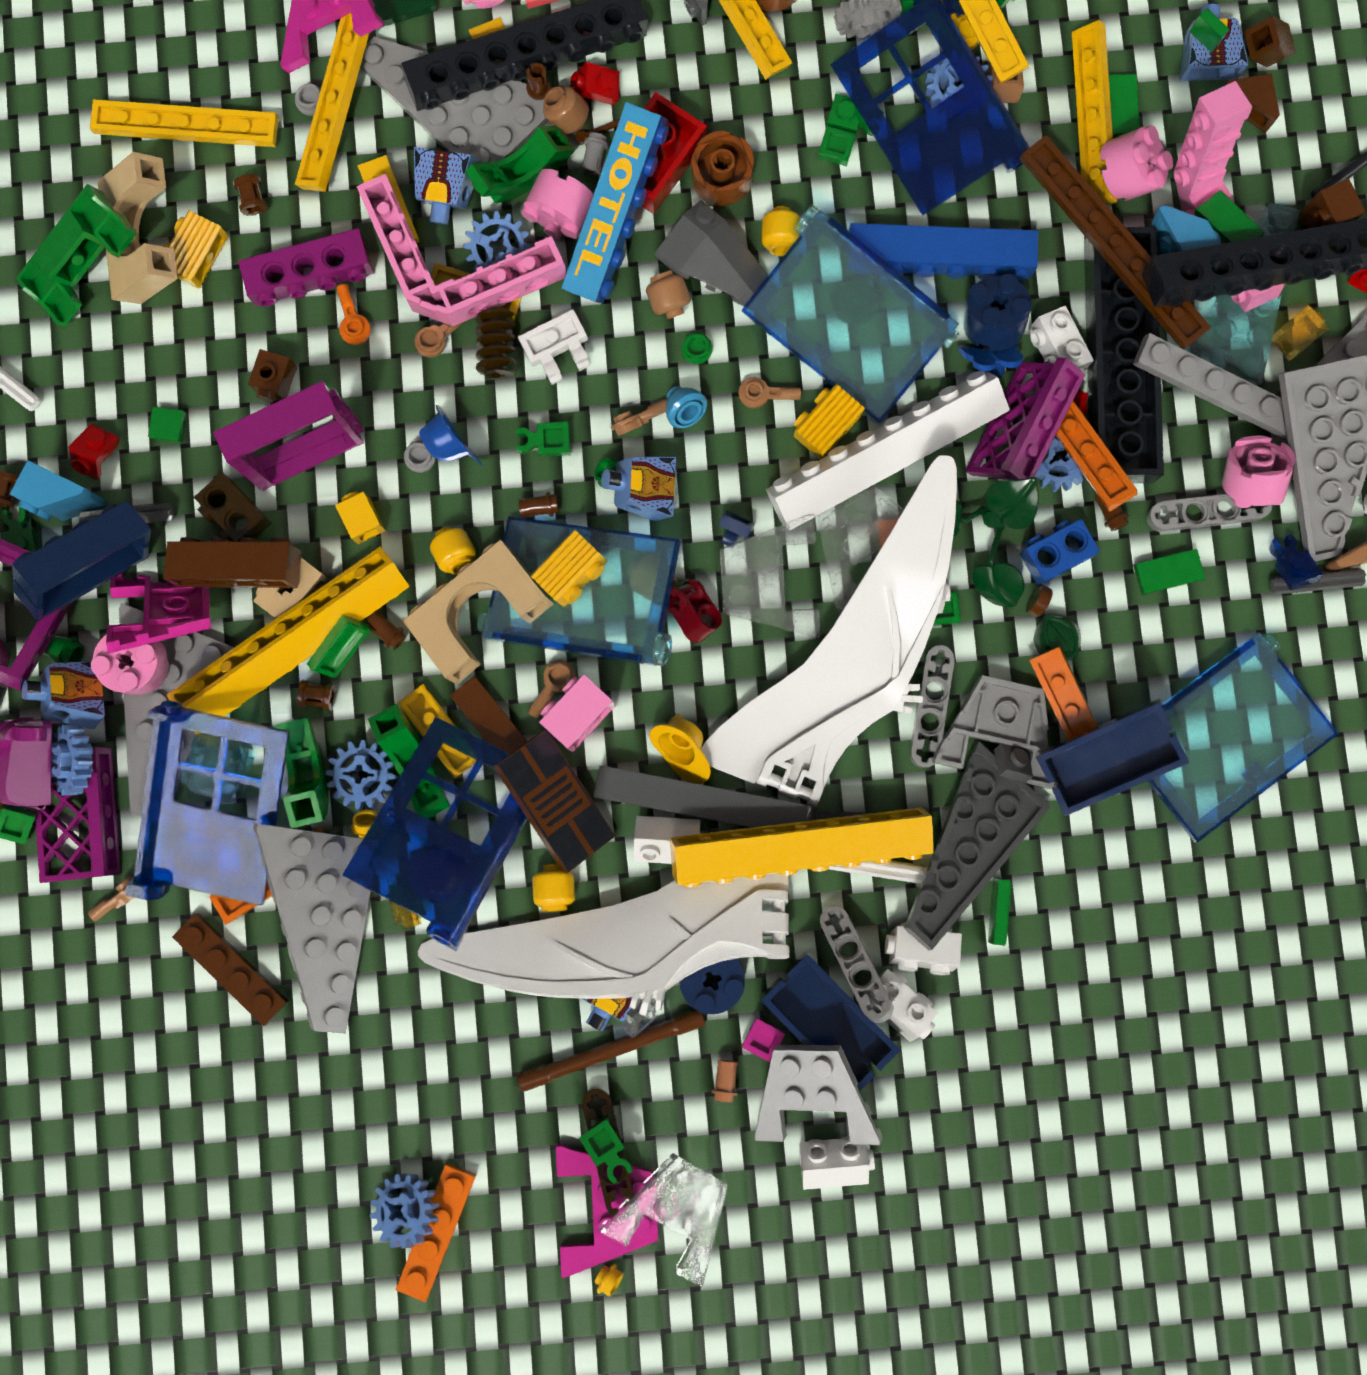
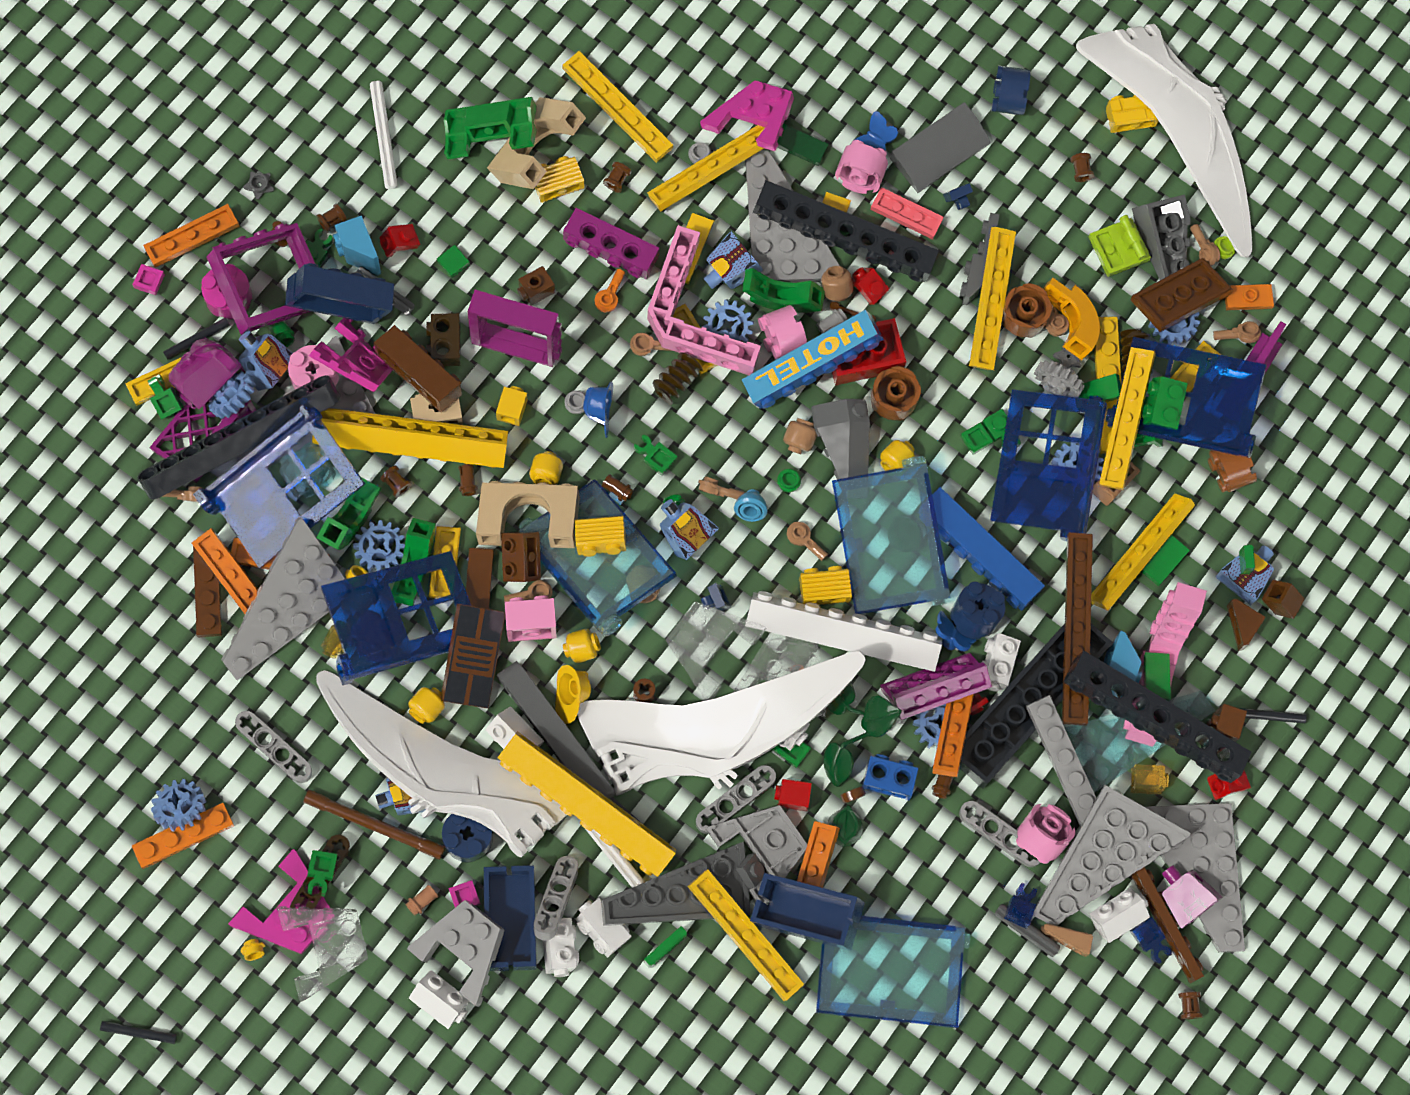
camera: 30 degrees right, 10 degrees down
(114, 802) = (235, 438): none -> black beam
(229, 936) = (226, 568): none -> orange plate
(338, 646) = (433, 465): green tile -> none
(442, 1064) = (271, 749): none -> light grey beam
(510, 659) = (521, 556): none -> reddish brown brick
(537, 83) = (834, 255): reddish brown pin -> none
(553, 339) = (711, 403): white plate -> none
(635, 1022) = (406, 820): clear tile -> none
(649, 692) = (581, 645): none -> yellow head
(695, 611) = (649, 623): dark red piece -> none
(758, 677) = (644, 684): none -> reddish brown bush
(984, 652) = (793, 794): none -> red brick
(1066, 831) = (745, 935): none -> yellow plate
(1135, 163) = (1135, 597): bright pink brick -> none
(1169, 572) = (945, 847): green tile -> none

